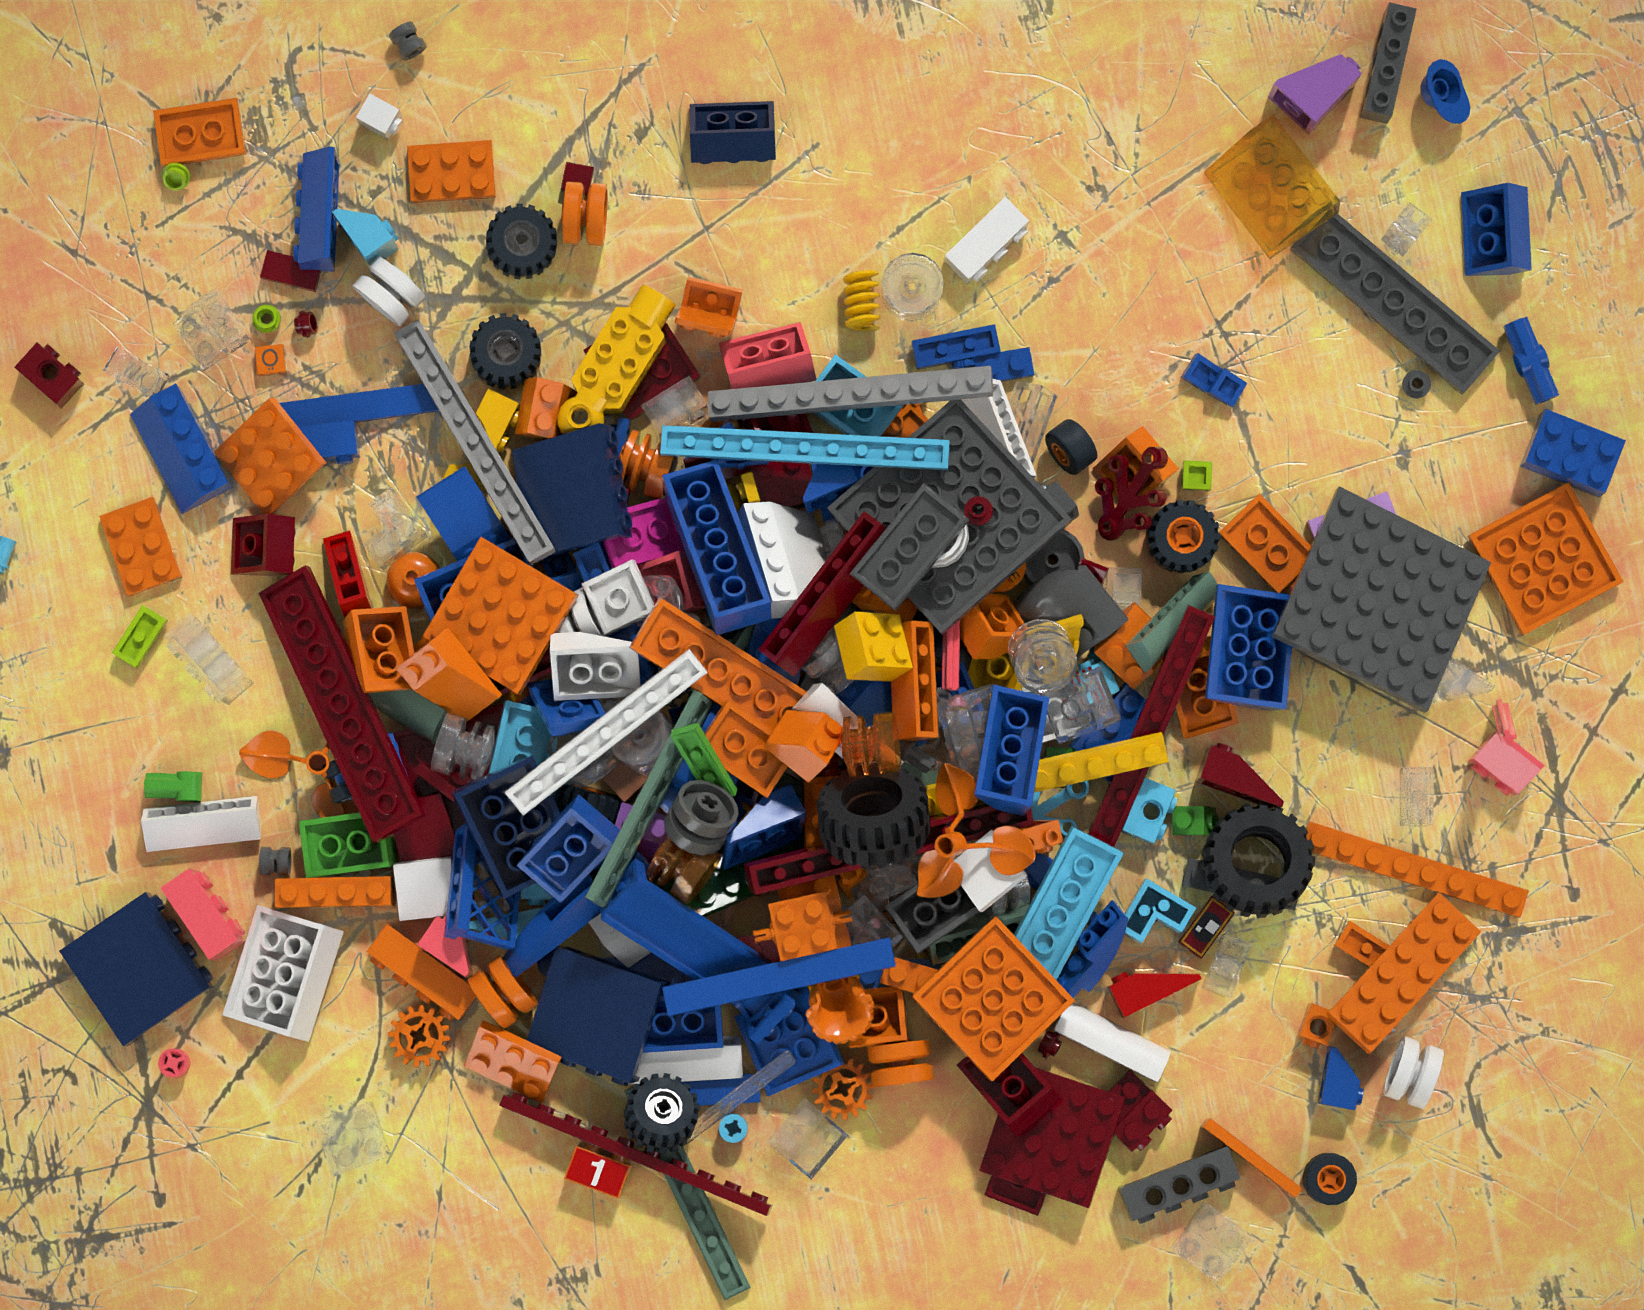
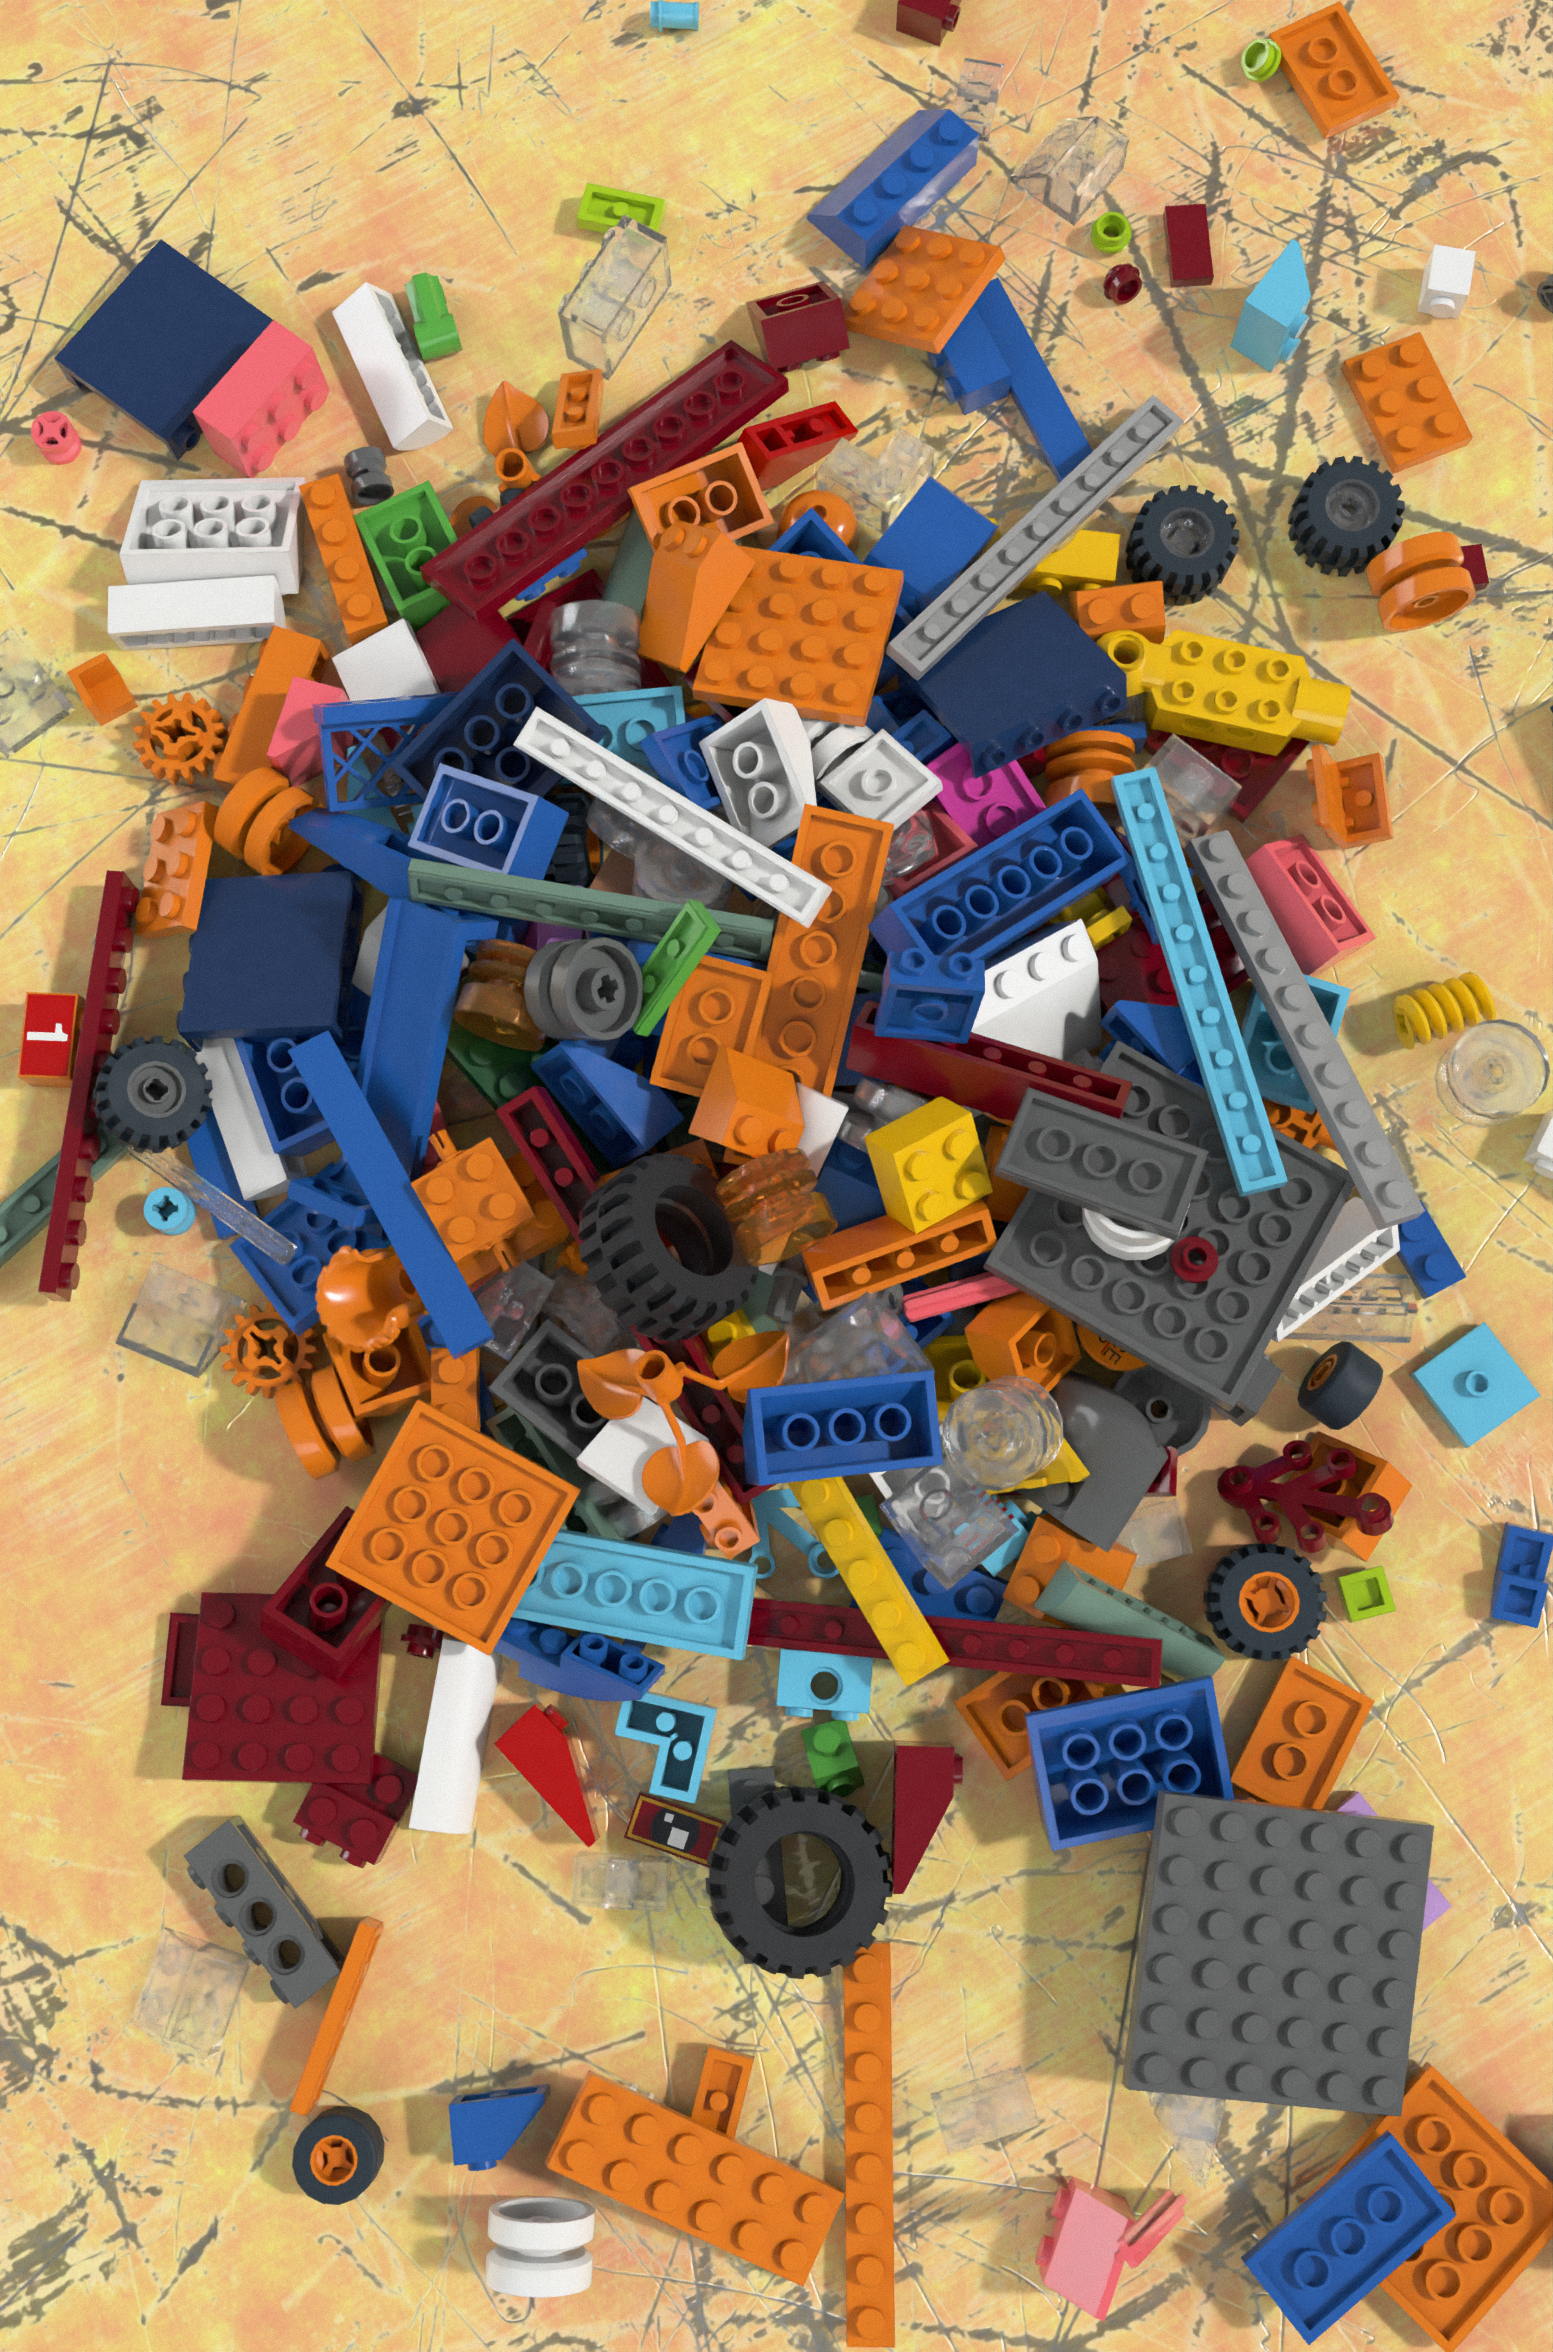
camera: 80 degrees right, 5 degrees down
(140, 546) = (744, 179): orange plate -> none
(270, 360) = (1056, 257): orange tile -> none
(281, 708) = (578, 409): none -> orange plate
(317, 201) = (1328, 235): blue slope -> none
(335, 1001) = (194, 612): none -> white brick
(368, 1077) = (102, 689): none -> orange panel
(392, 287) = (1209, 361): white wheel -> none
(779, 612) = (930, 996): none -> blue plate
(955, 346) = (1428, 1169): blue plate -> none
(1094, 365) = (1474, 1385): none -> medium azure plate
(1316, 1012) = (591, 2045): orange brick -> none
(1544, 615) = (1348, 2237): none -> blue plate

